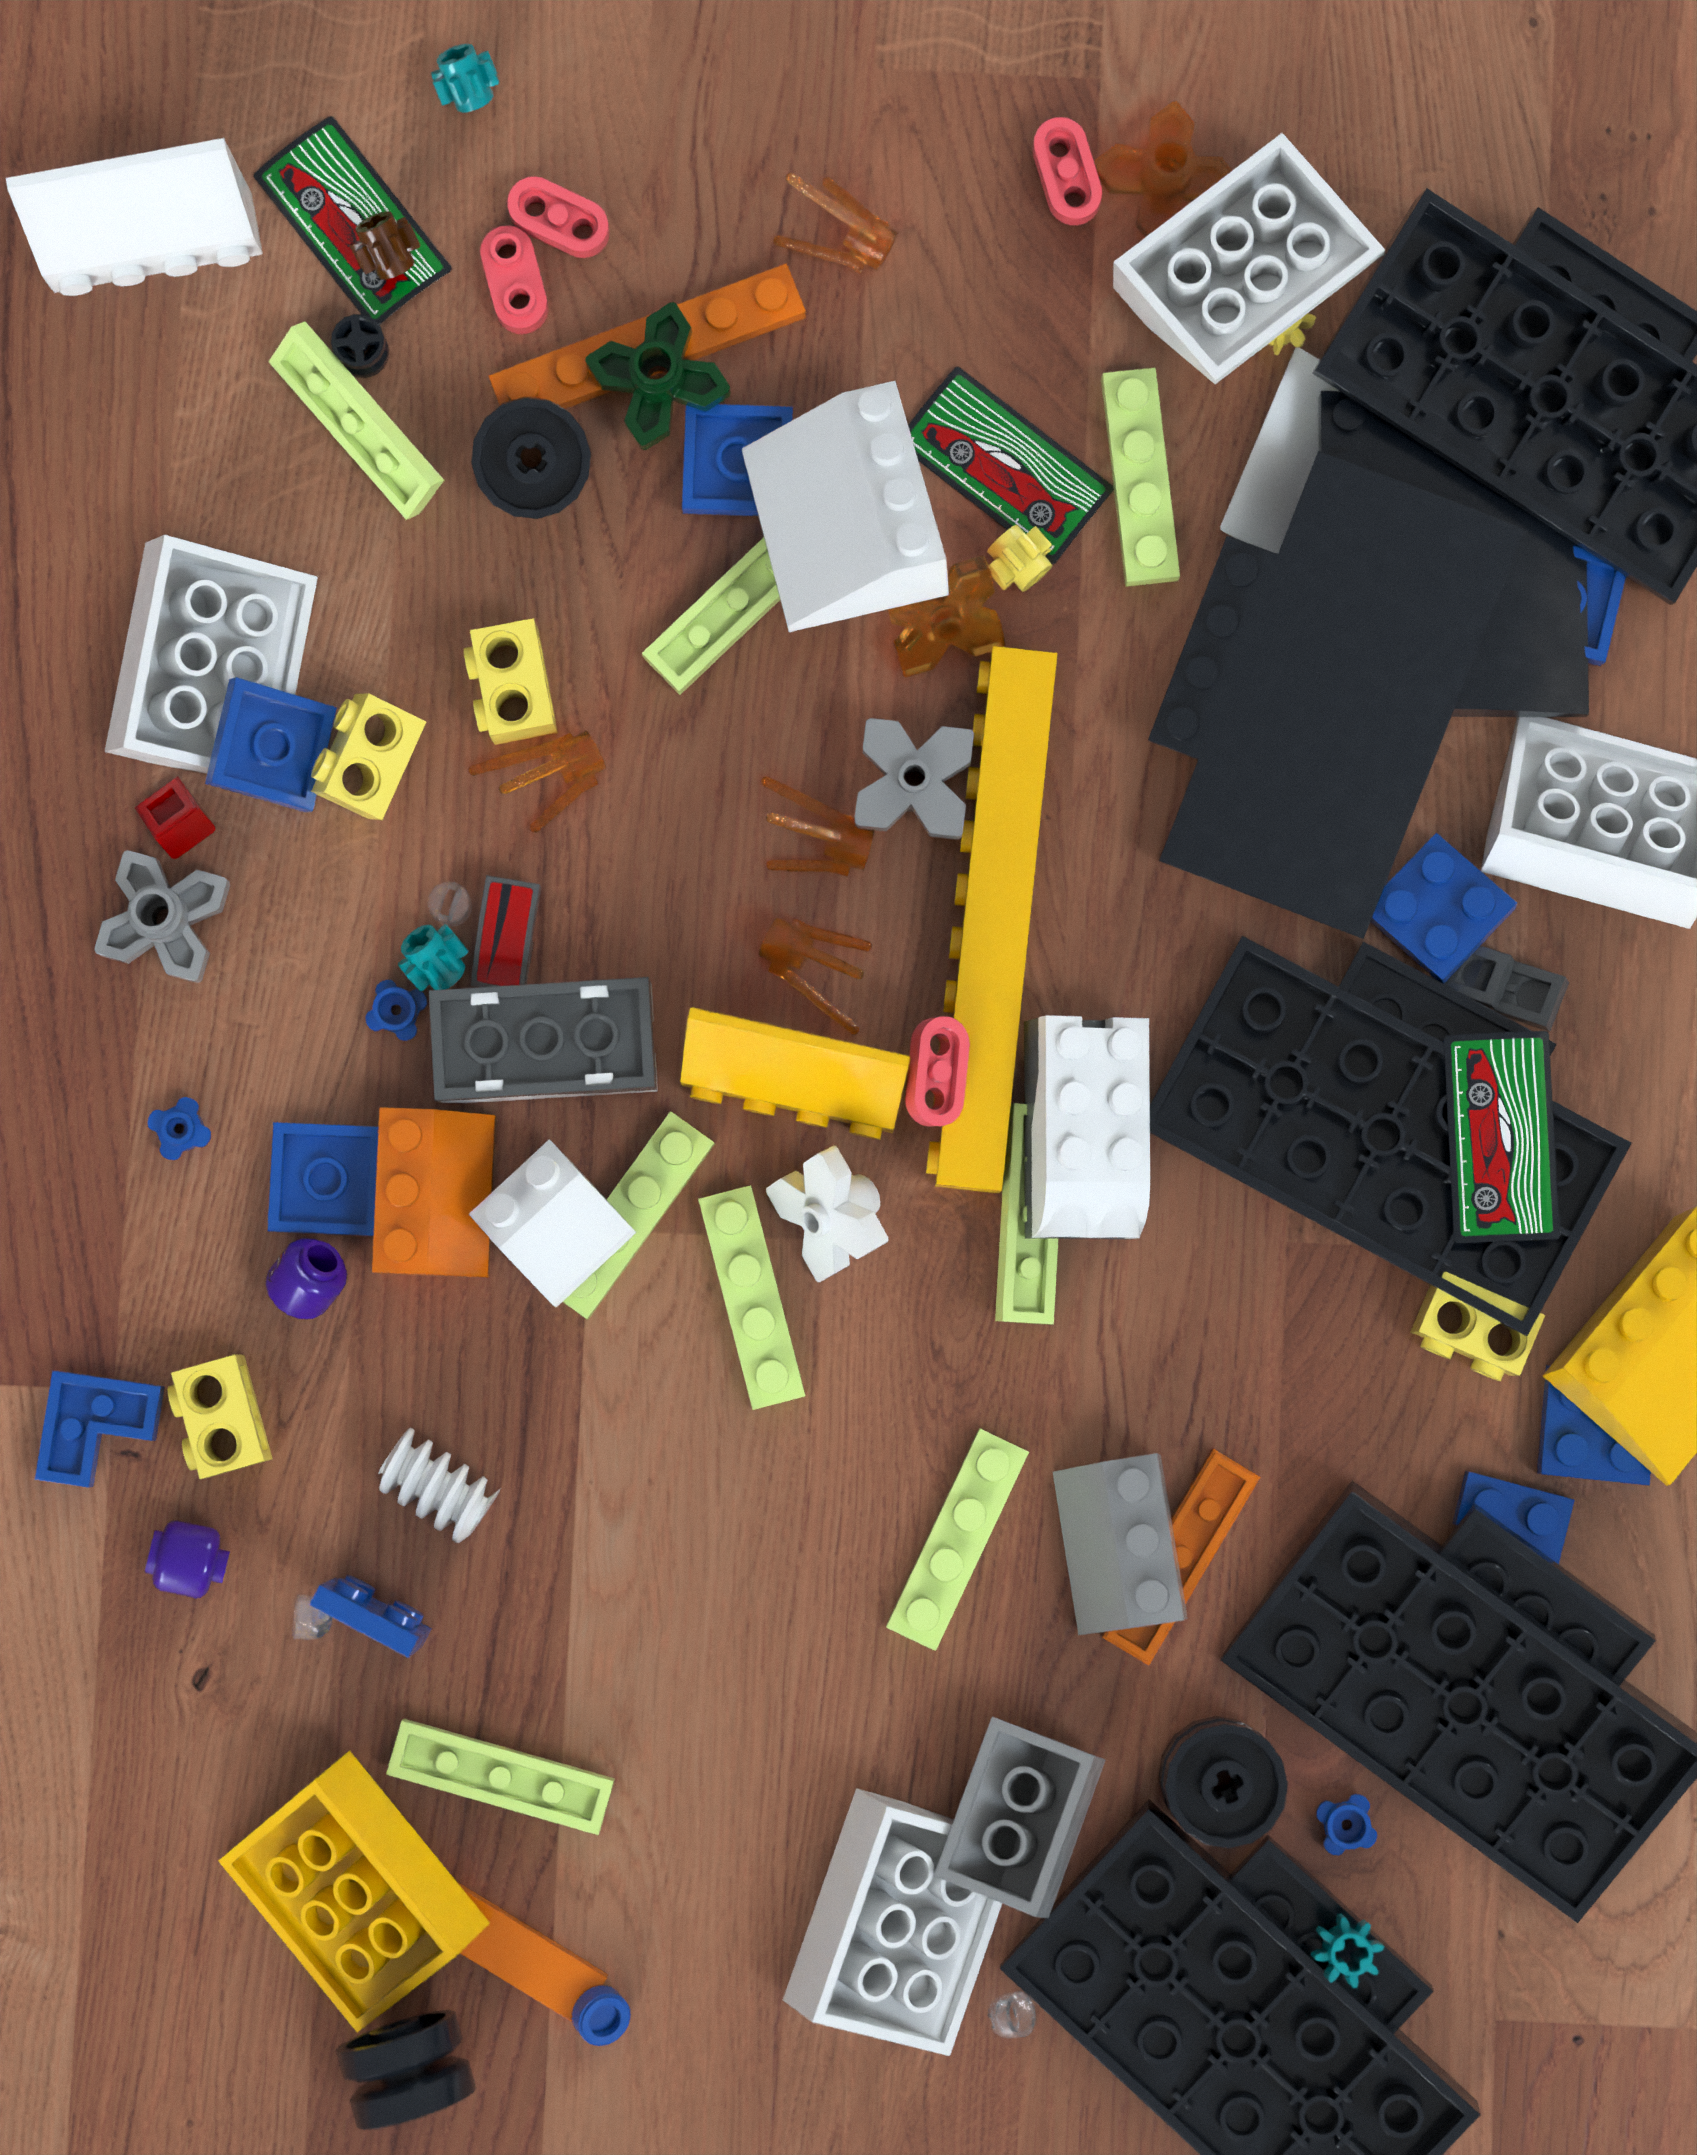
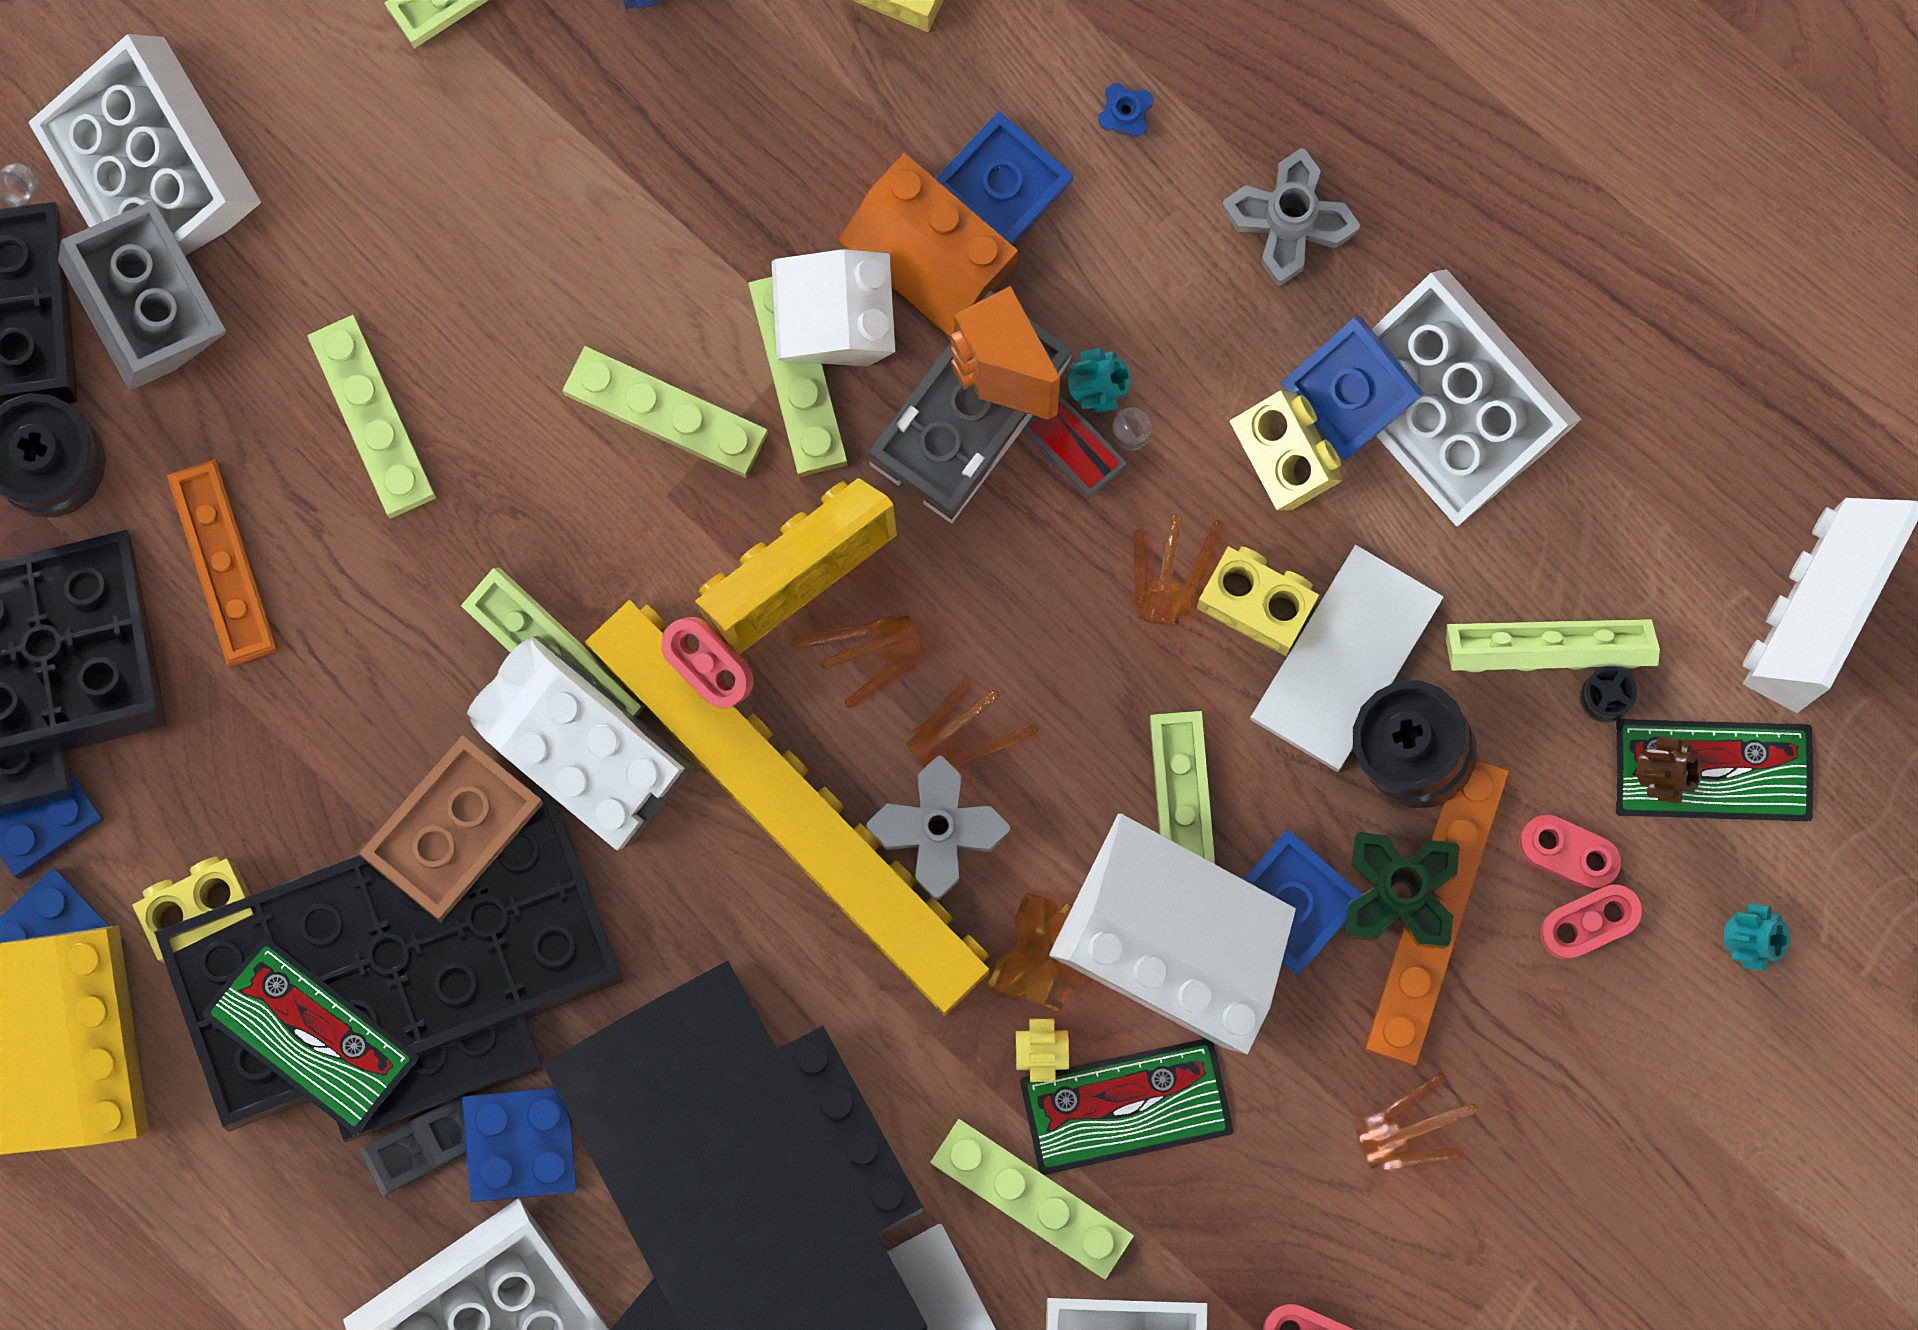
camera: 135 degrees right, 5 degrees down
(175, 818) = (1358, 284): red slope -> none
(306, 1278) = (941, 109): dark purple head -> none
(388, 996) = (1089, 314): blue plate -> none
(435, 1487) = (719, 83): white piece -> none
(487, 1019) = (1004, 357): none -> orange slope
(500, 576) = (1345, 656): none -> white tile
(833, 1211) = (673, 510): white plant -> none
(1119, 1544) = (263, 523): light grey slope -> none
(1243, 1166) = (451, 828): none -> nougat plate

